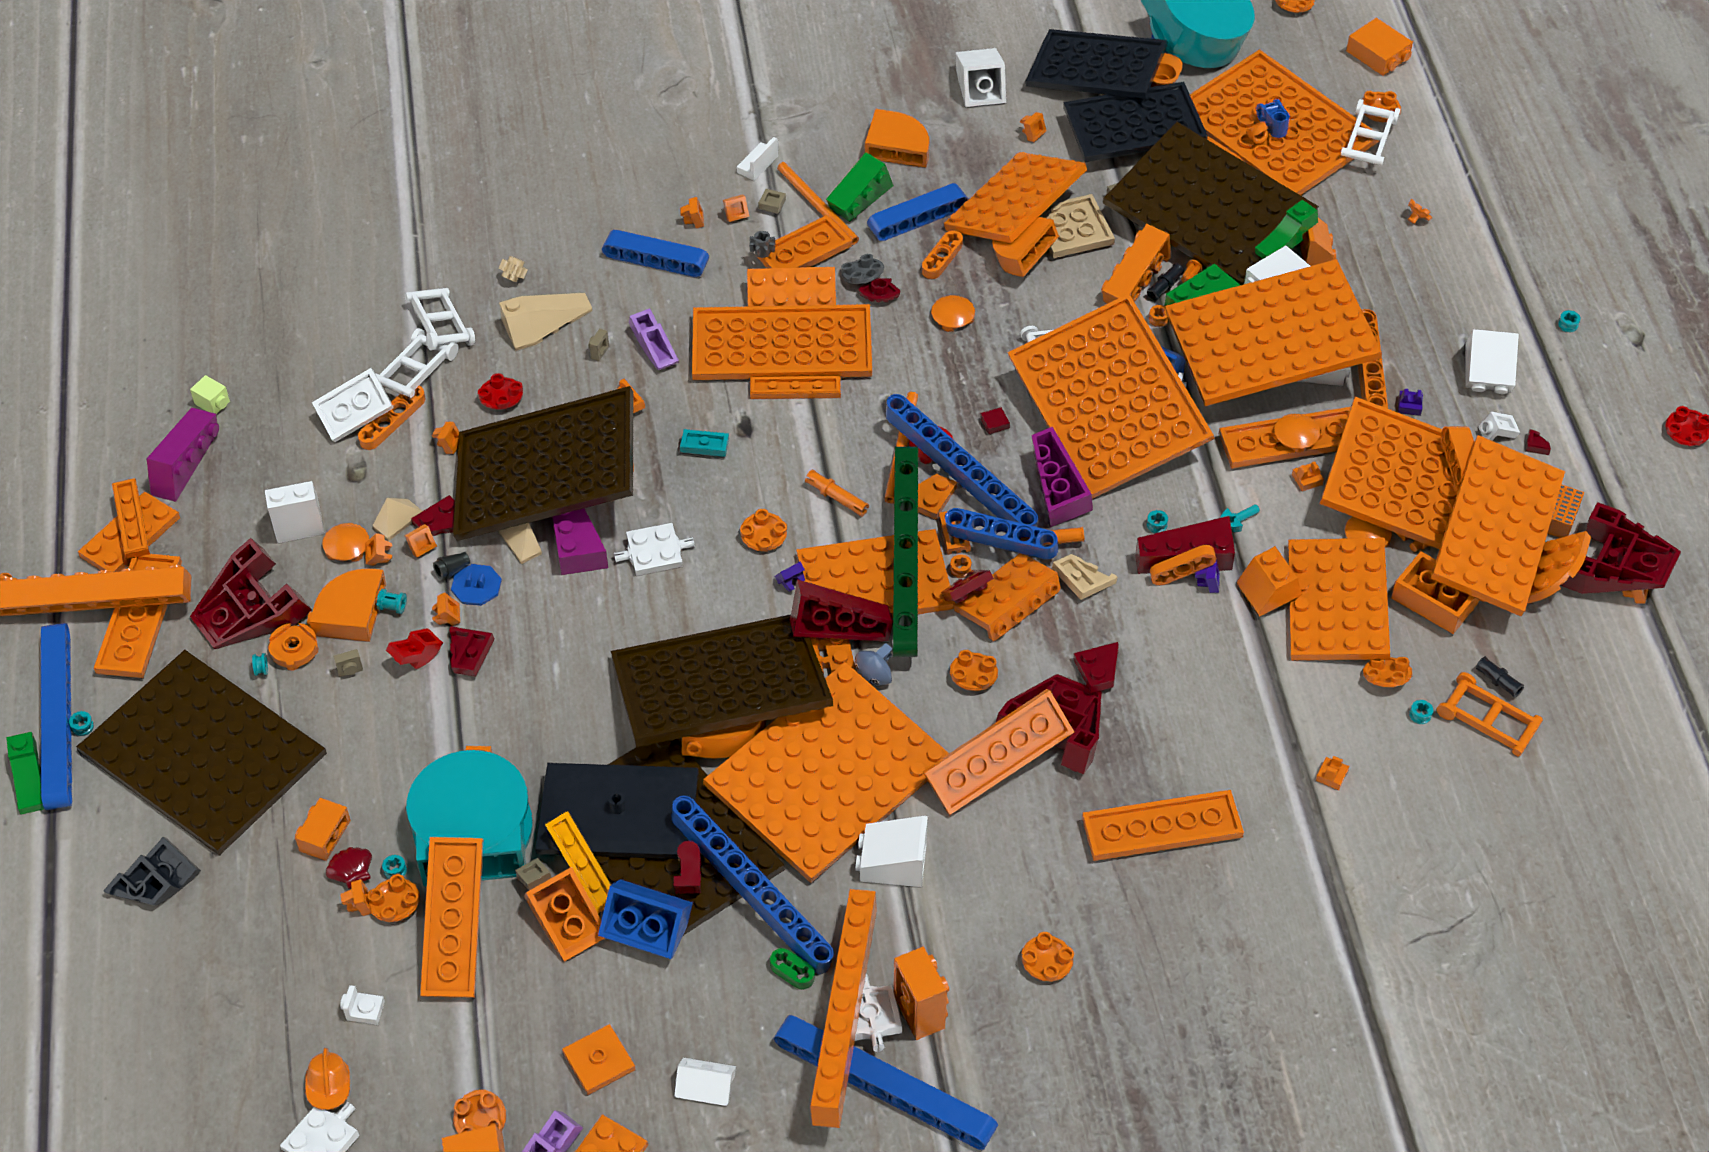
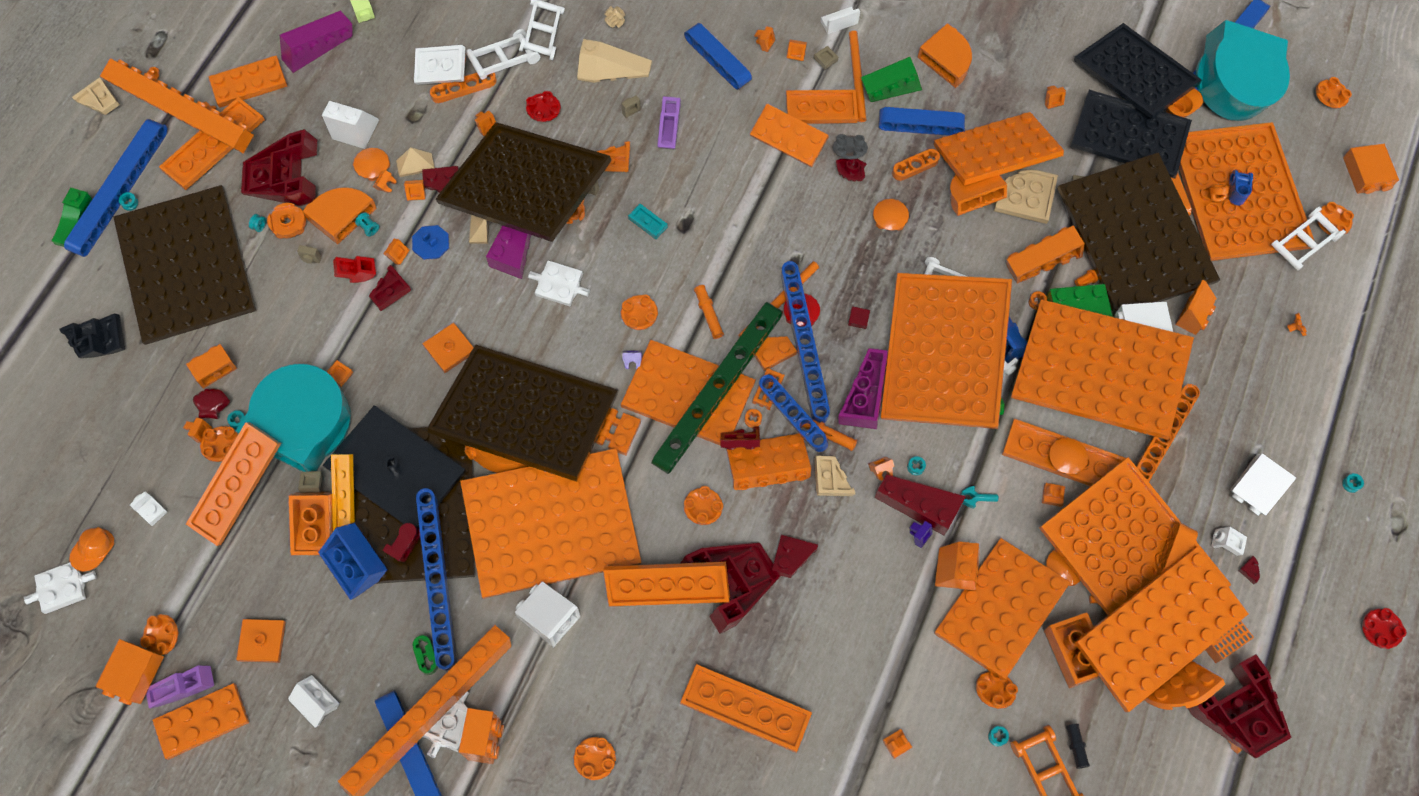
camera: 30 degrees right, 15 degrees up
(130, 518) = (251, 71): orange tile -> none
(449, 565) = (421, 218): pearl dark grey cone -> none
(581, 671) = (448, 347): none -> orange plate
(762, 244) = (790, 89): dark grey gear -> none
(781, 341) = (755, 172): orange plate -> none
(795, 387) = (740, 212): orange tile -> none
(837, 615) = (635, 410): dark red wedge -> none
(873, 665) = (634, 462): sand blue piece -> none
(981, 77) = (1044, 36): white slope -> none
(1124, 538) = (881, 465): none -> orange tile
(1165, 281) = (1062, 276): black pin -> none
(1170, 569) = (905, 515): orange beam -> none
(1290, 230) = (1177, 291): green slope -> none
(1410, 402) = (1176, 479): dark purple tile -> none

